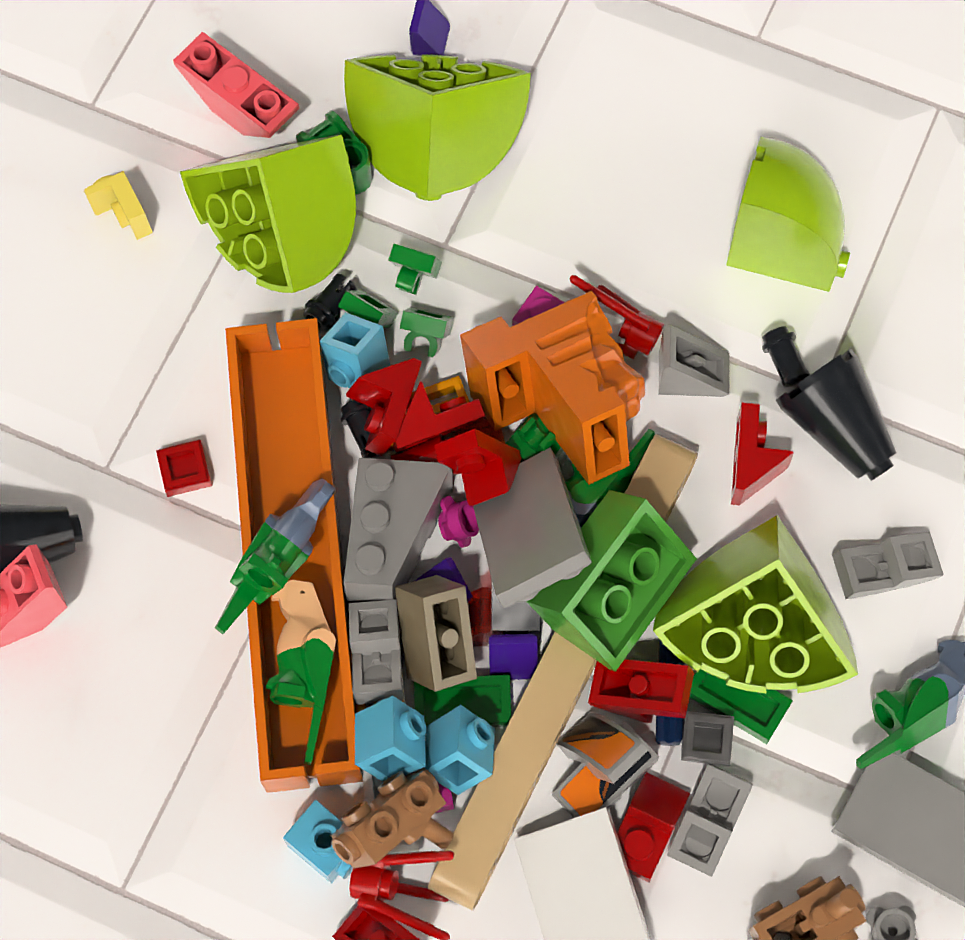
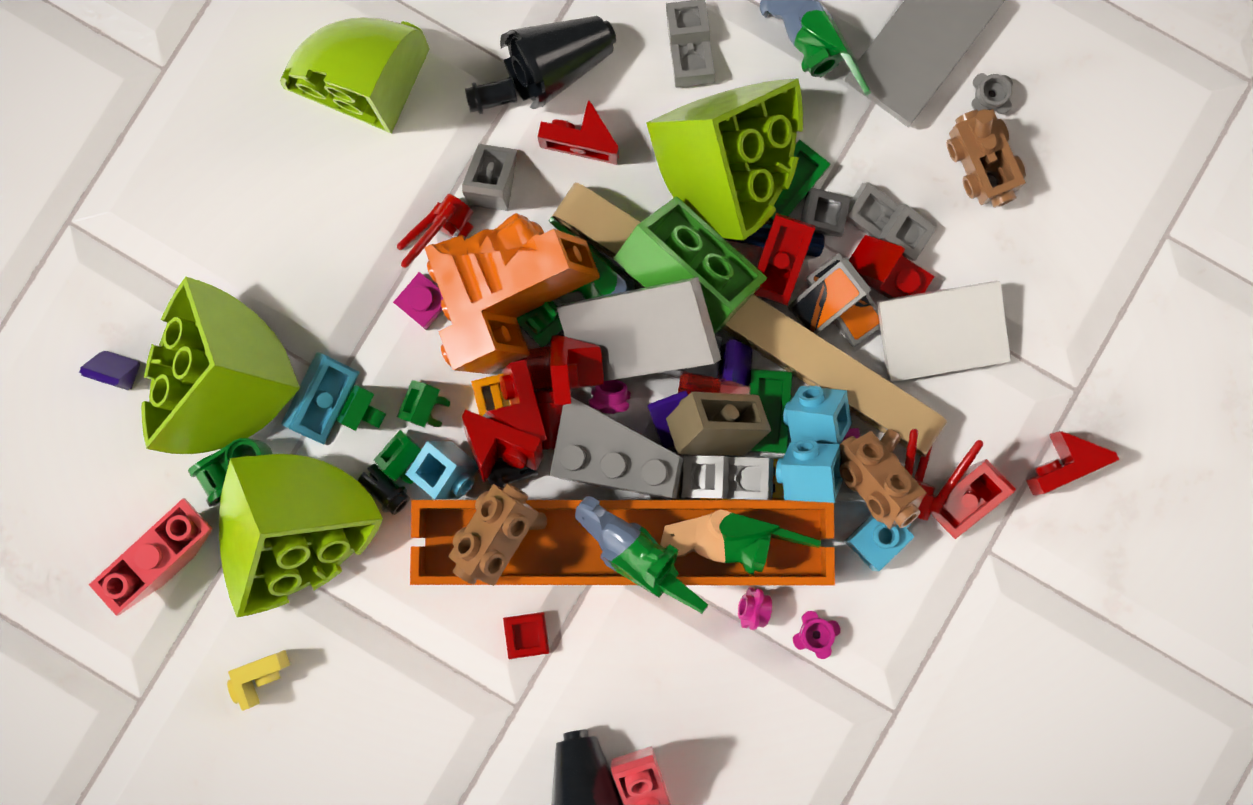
camera: 80 degrees left, 15 degrees up
(197, 773) = (828, 632): none -> dark pink plate
(229, 707) = (754, 609): none -> dark pink plate
(286, 398) = (493, 534): none -> medium nougat brick
(423, 230) = (320, 398): none -> medium azure slope

